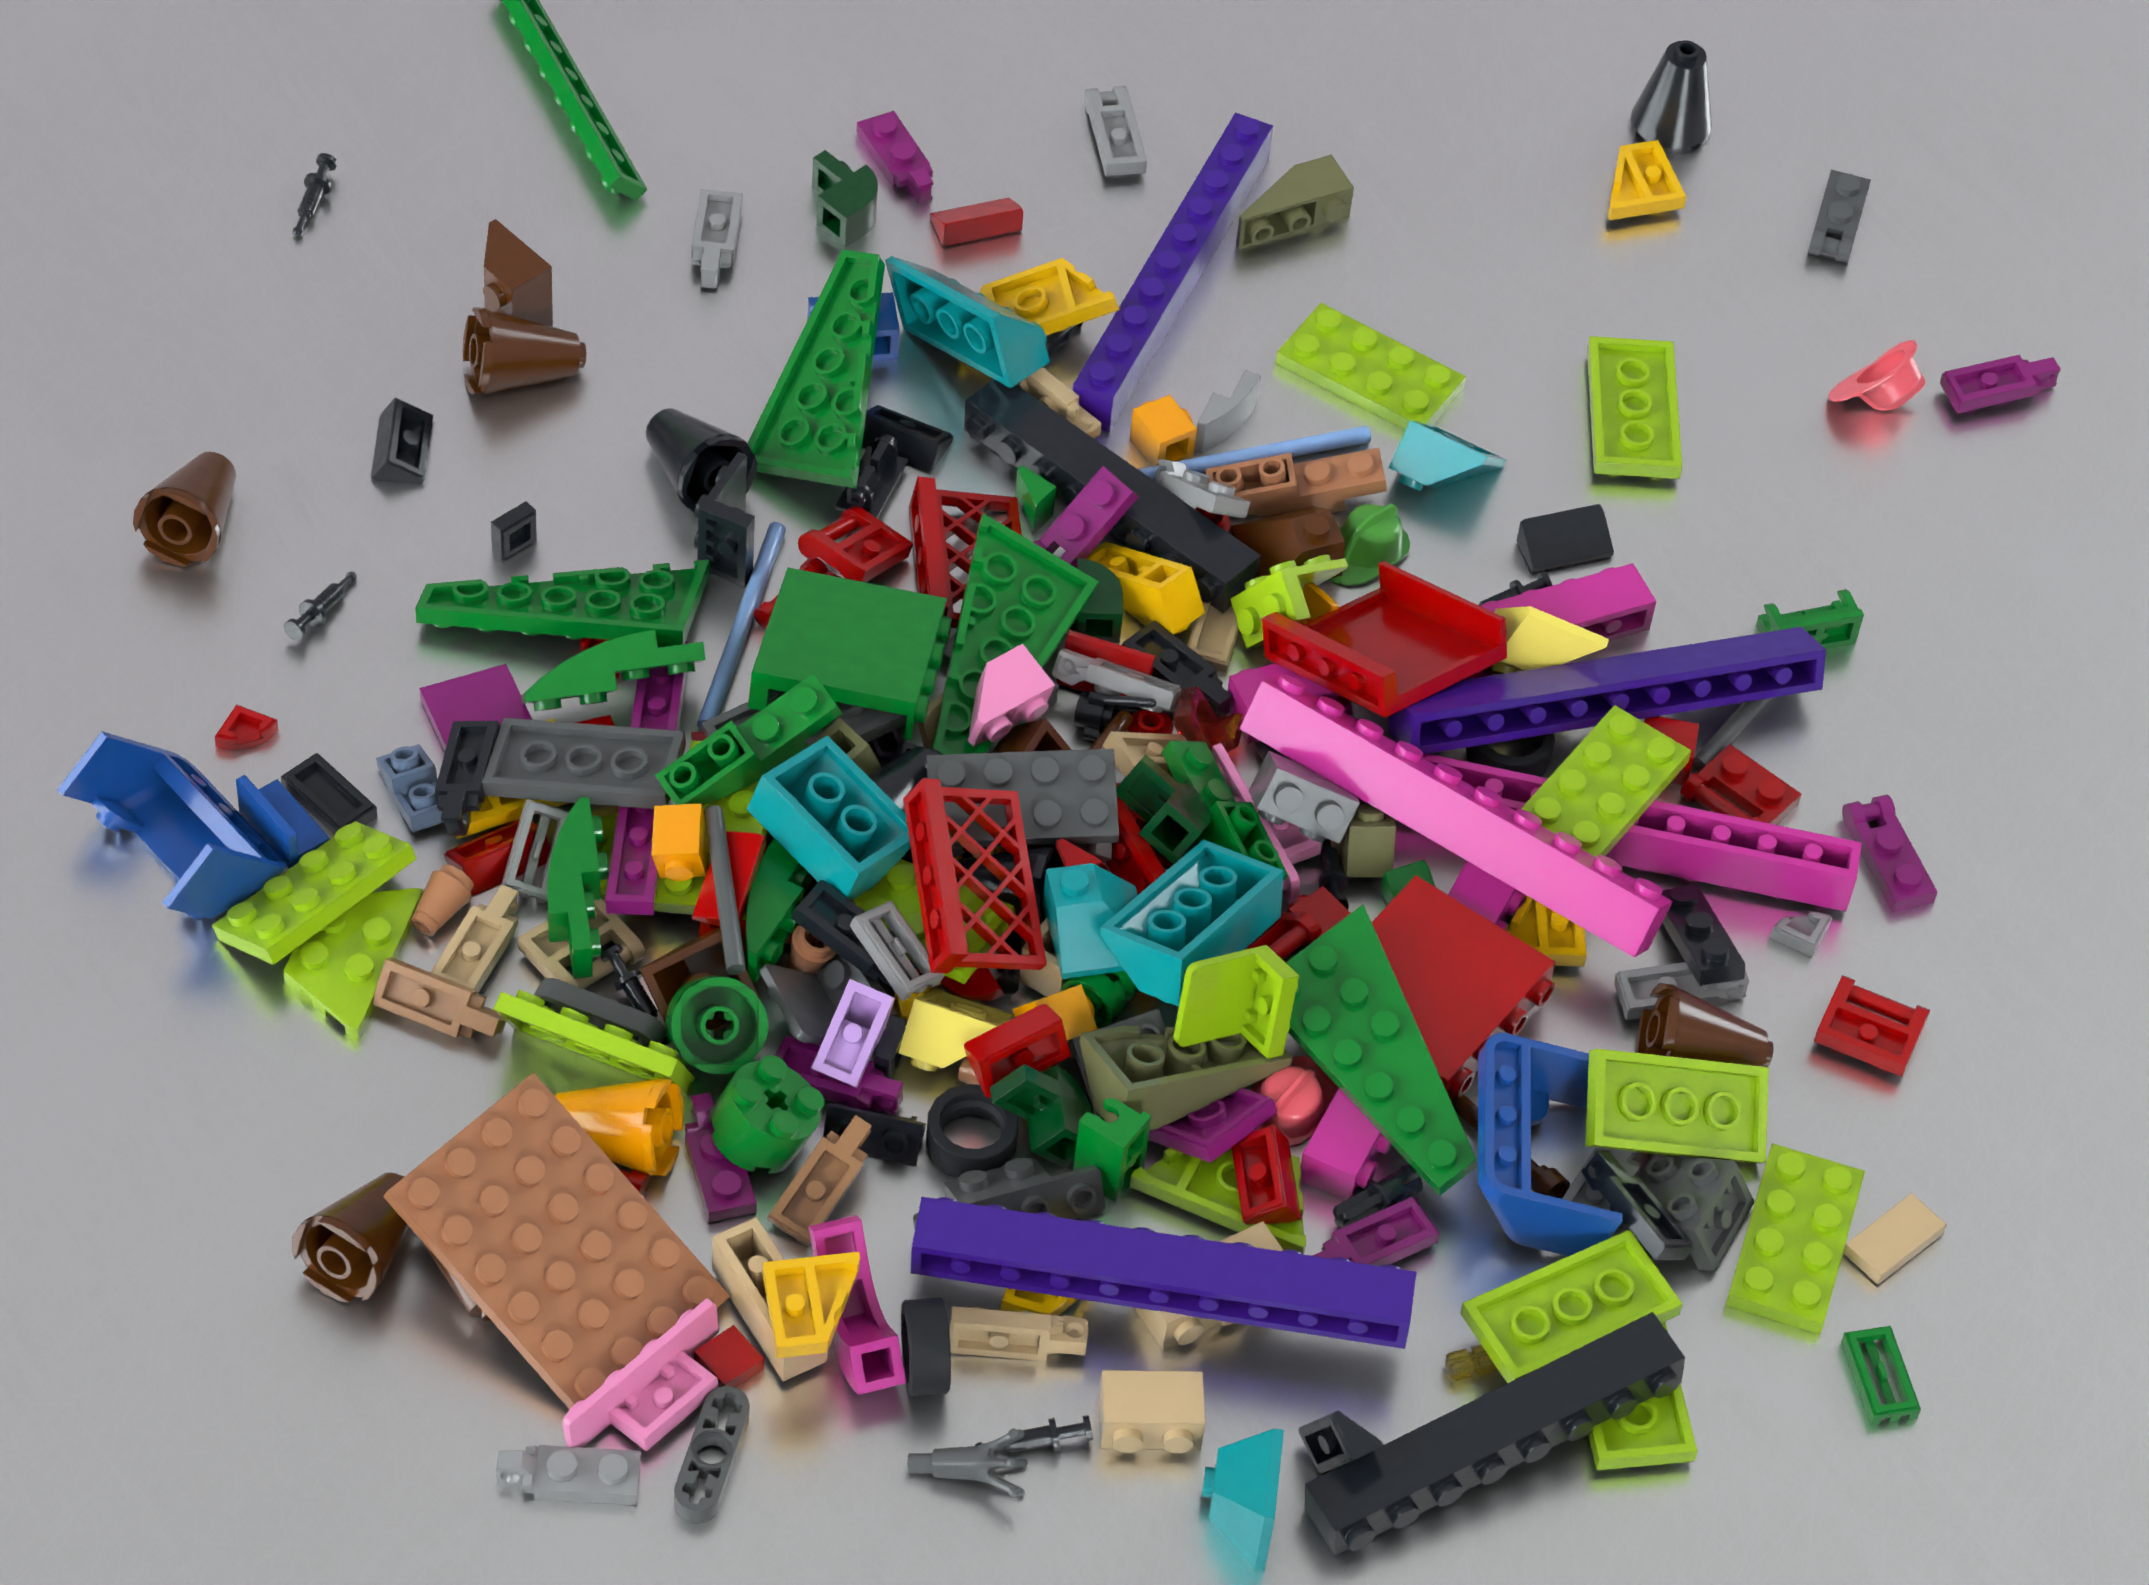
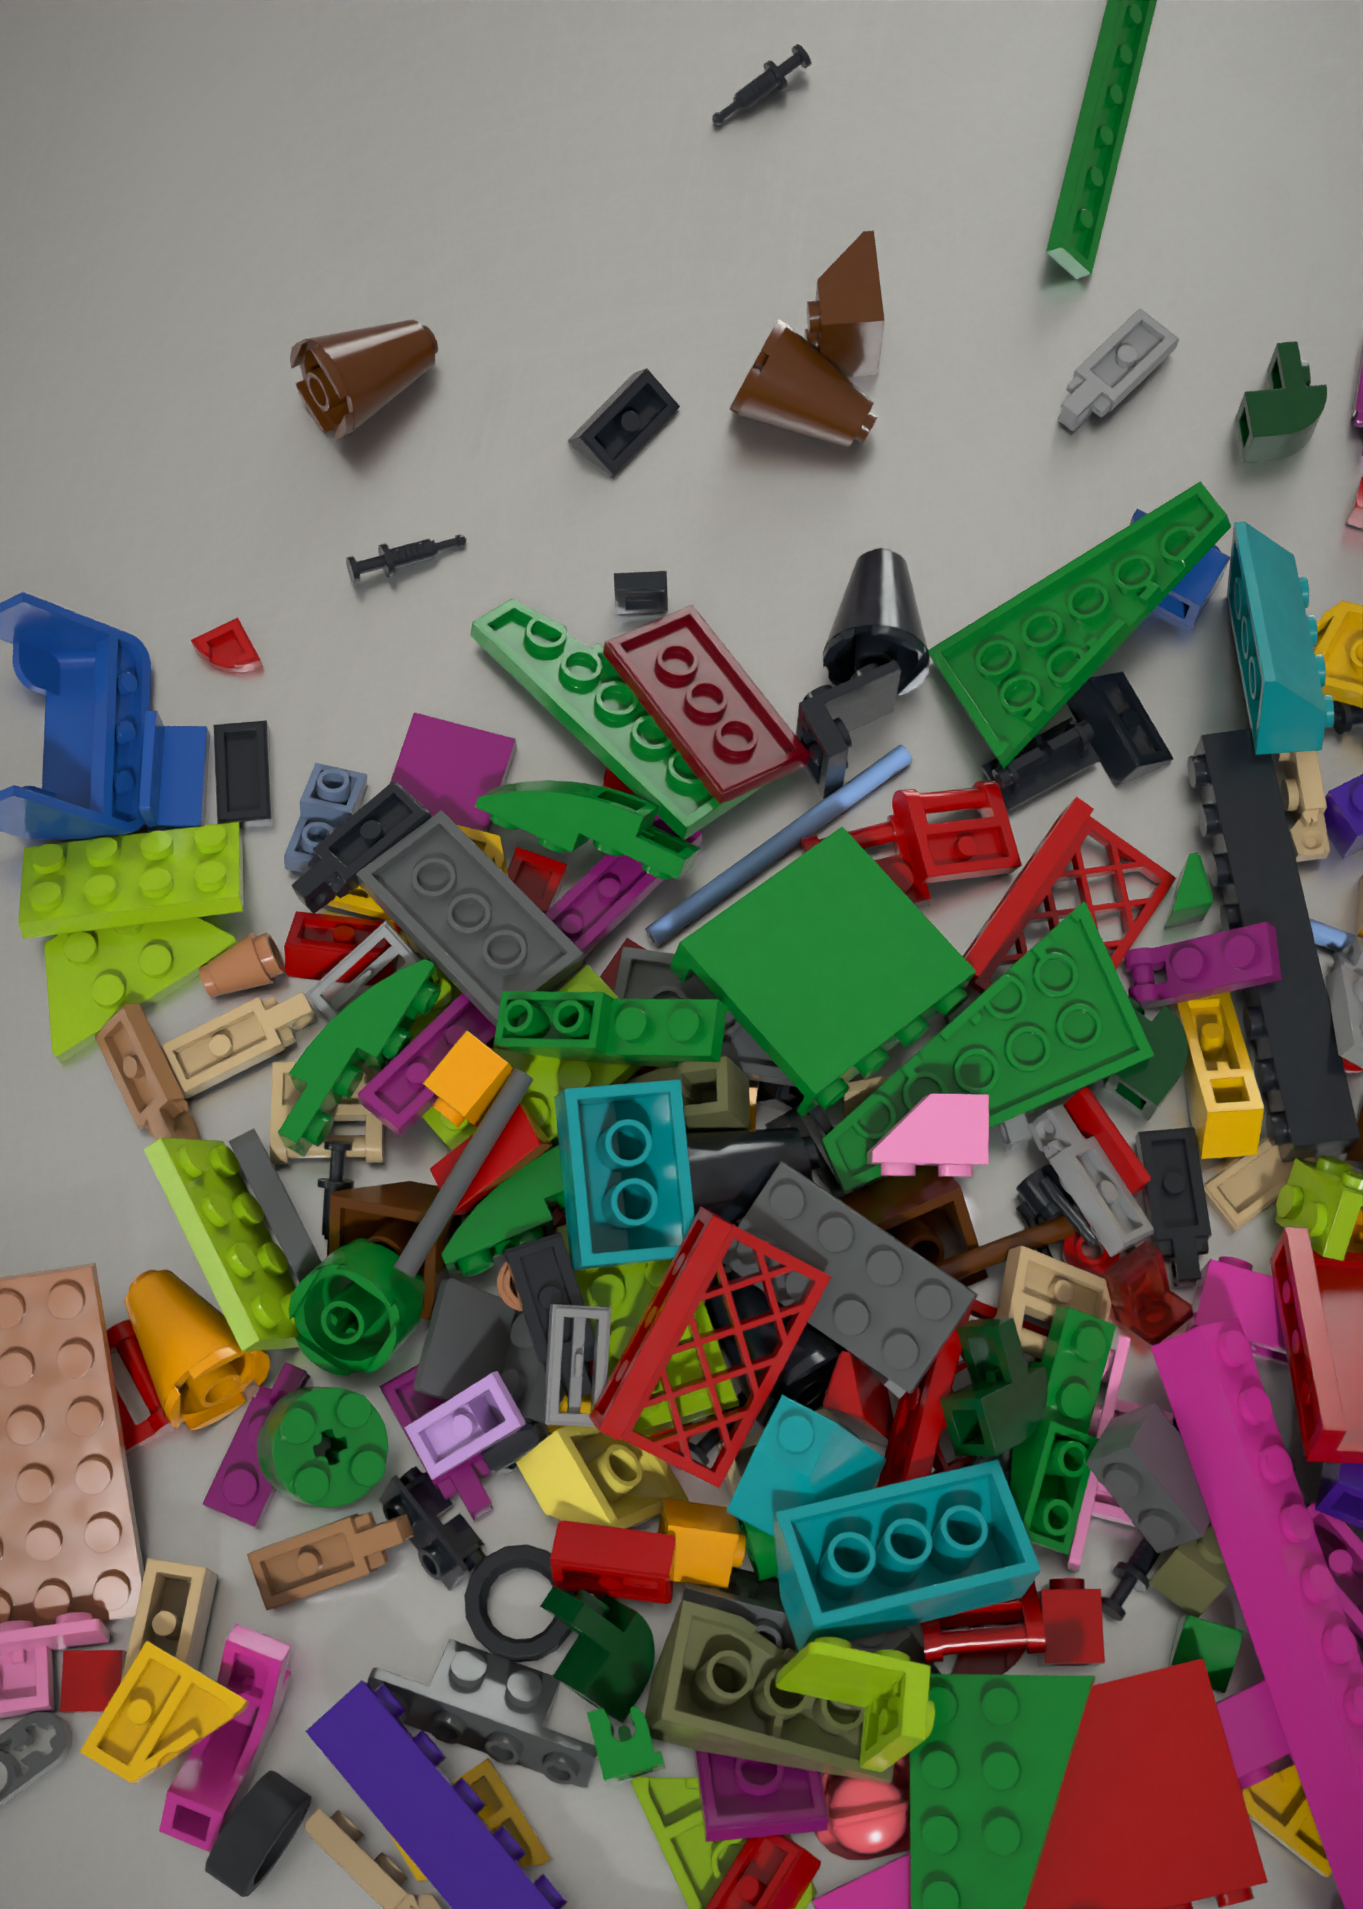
camera: 45 degrees right, 20 degrees up
(621, 566) = (706, 704): none -> tile

